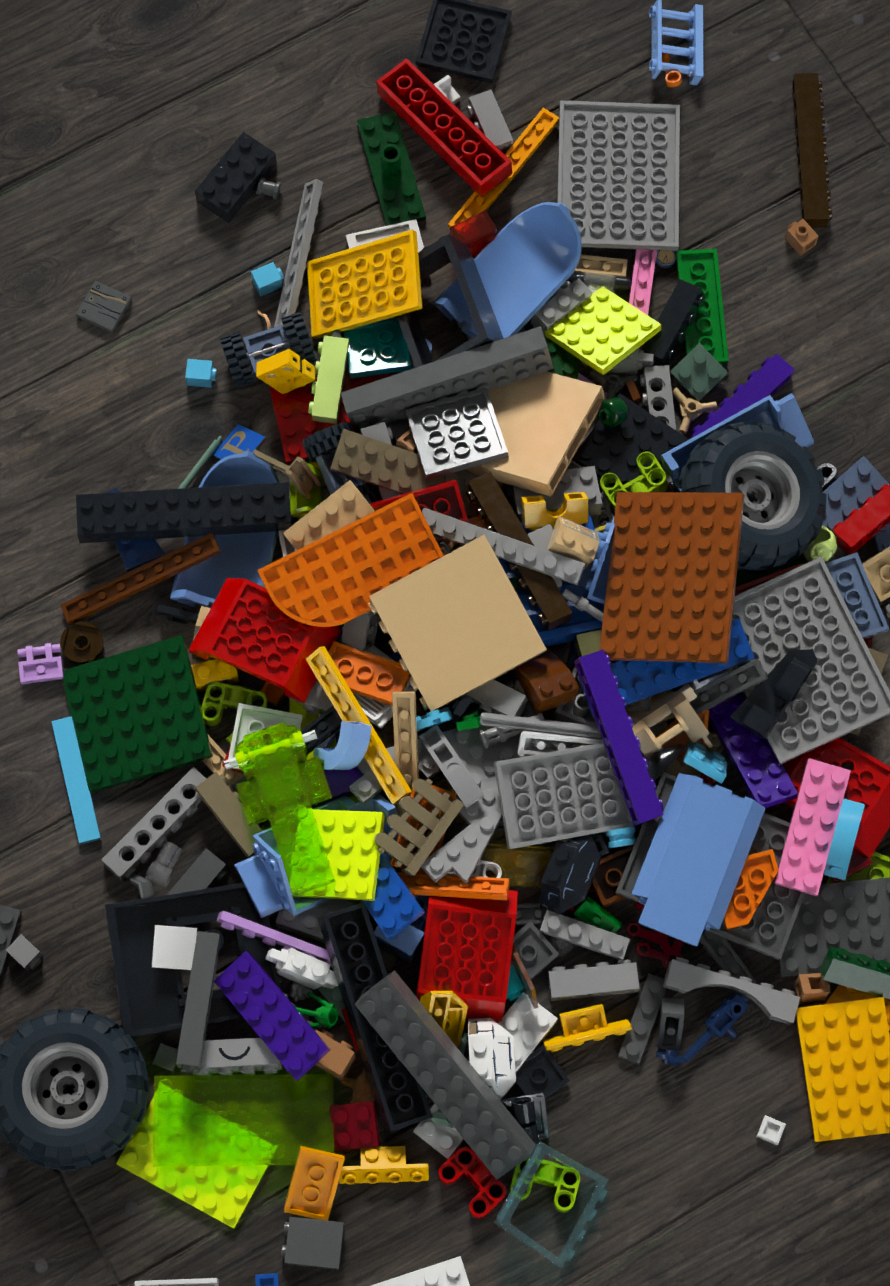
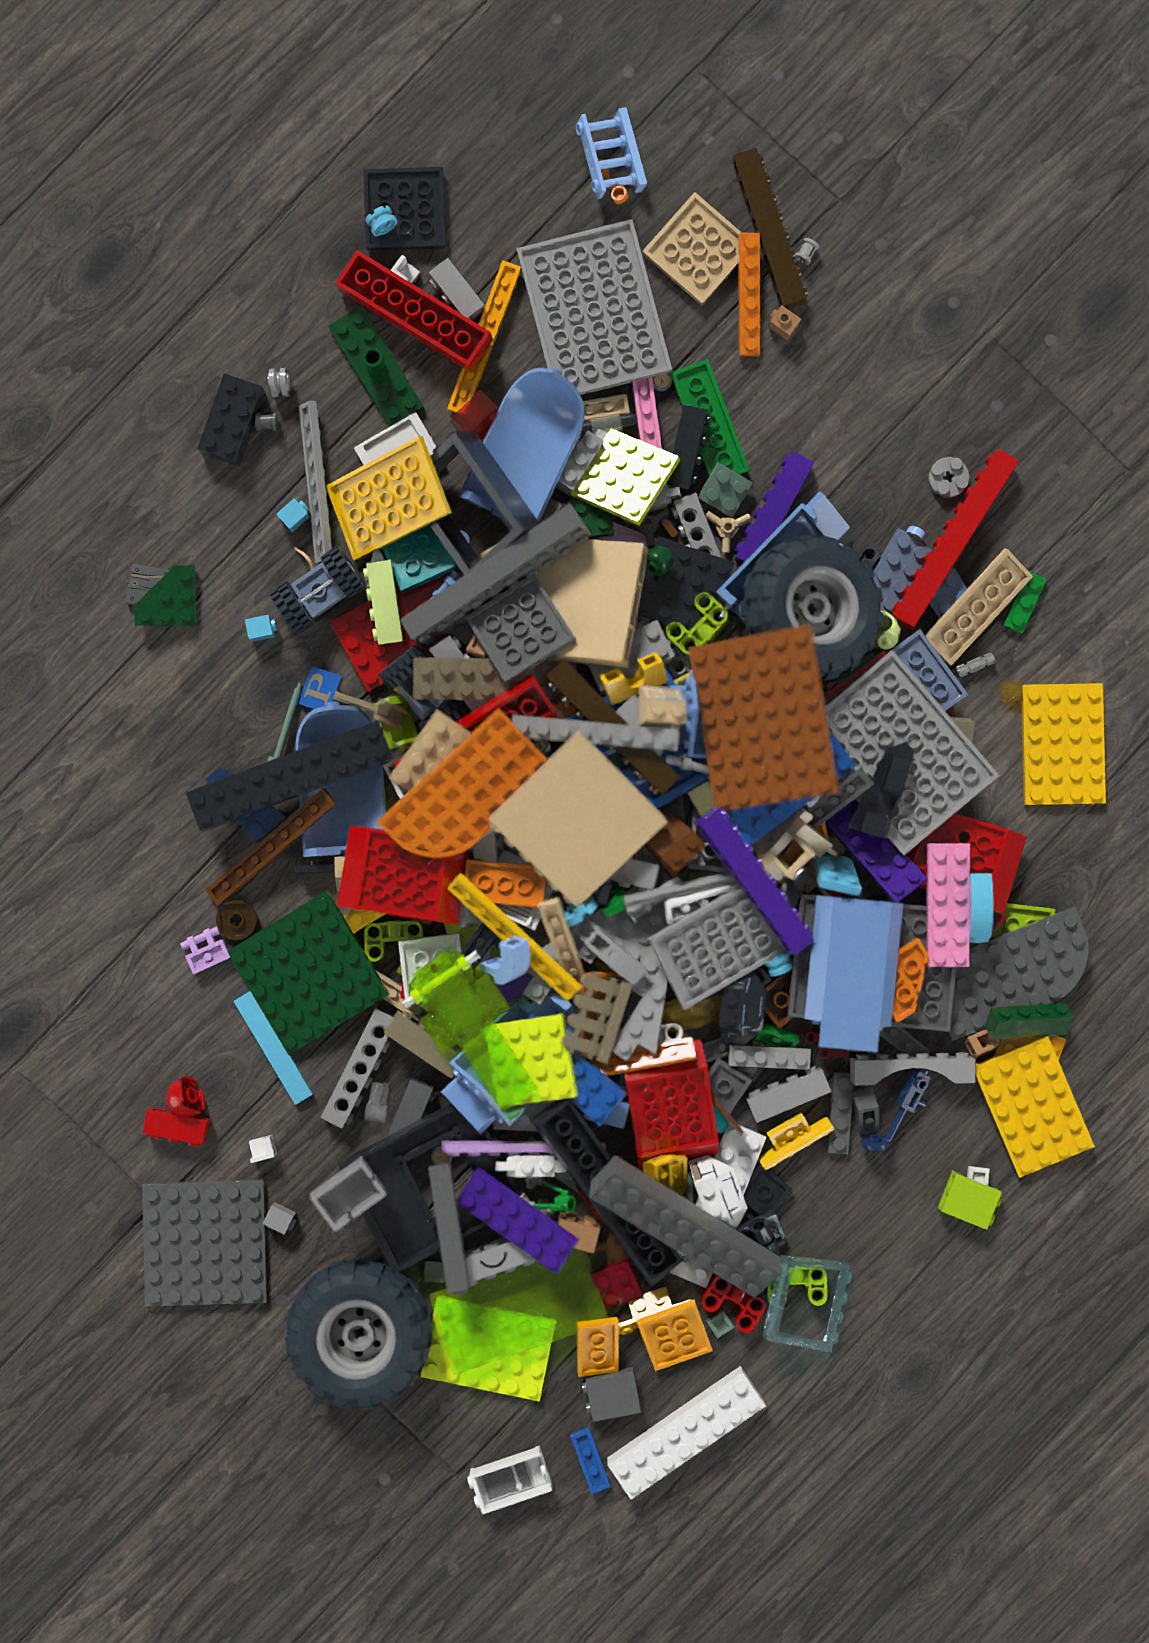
camera: 15 degrees left, 15 degrees up
(31, 877) = (262, 1148): none -> white panel
(107, 930) = (350, 1189): none -> light grey piece
(119, 323) = (169, 600): none -> dark green plate
(145, 886) = (366, 1127): dark grey arm -> none
(173, 947) = (411, 1182): white sticker -> none
(285, 371) = (341, 610): yellow piece -> none
(293, 156) = (279, 382): none -> light grey wheel
(399, 1196) = (674, 1335): none -> light orange plate
(438, 39) = (381, 221): none -> medium azure wheel
(451, 1204) = (720, 1323): none -> sand green tile
(736, 149) = (696, 248): none -> tan plate
(757, 1149) = (970, 1200): none -> lime panel
(774, 202) = (749, 293): none -> orange plate
(841, 179) = (807, 251): none -> light grey bush
(880, 465) = (917, 533): none -> light blue tile

